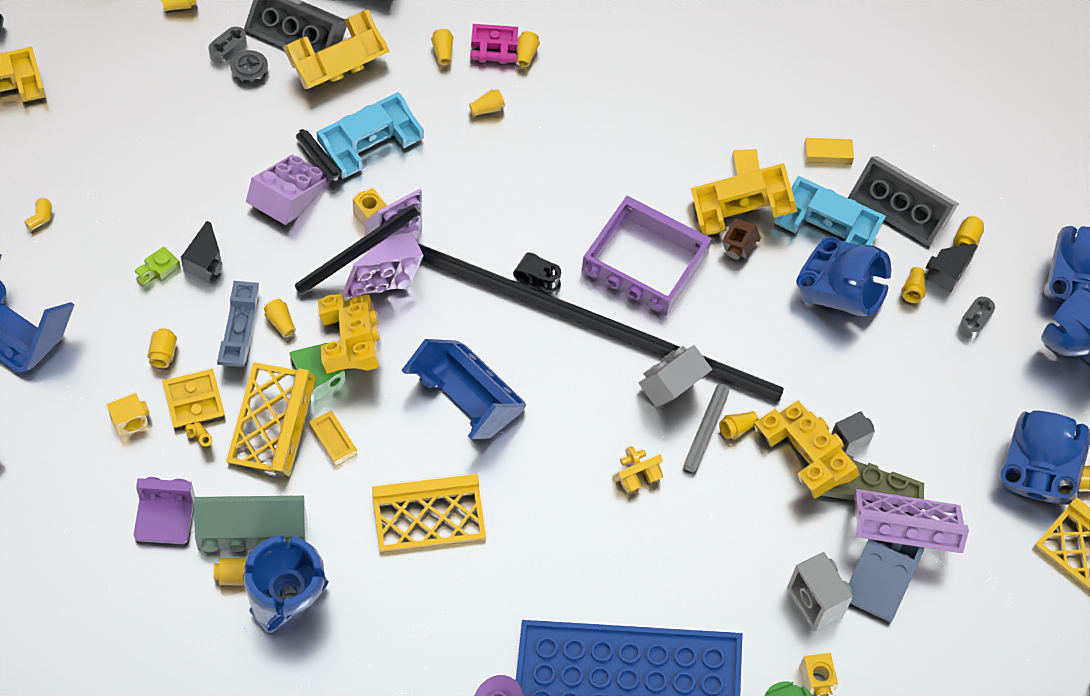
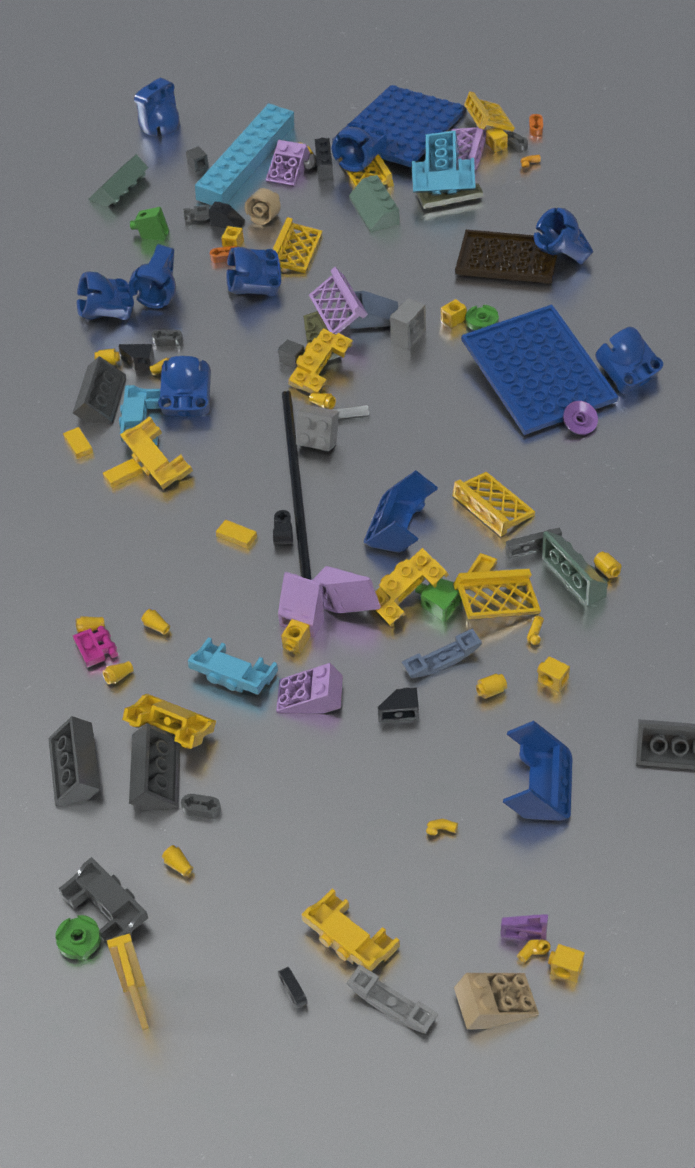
camera: 110 degrees left, 10 degrees down
(157, 264) = (427, 730): lime plate -> none
(164, 510) = (600, 618): medium lavender bracket -> none
(193, 398) = (511, 652): yellow slope -> none
(257, 61) = (216, 772): dark grey gear -> none
(279, 315) = (416, 640): yellow cone -> none
(280, 569) = (602, 515): blue piece -> none
(318, 155) = (269, 690): black axle -> none
(328, 511) = (527, 544): none -> dark grey plate
(357, 249) = (345, 604): black axle -> none
(569, 232) = (236, 534): none -> yellow tile
(628, 476) = (389, 427): yellow hips -> none
(660, 225) = (230, 462): medium lavender window -> none
(740, 239) = (186, 447): reddish brown brick -> none

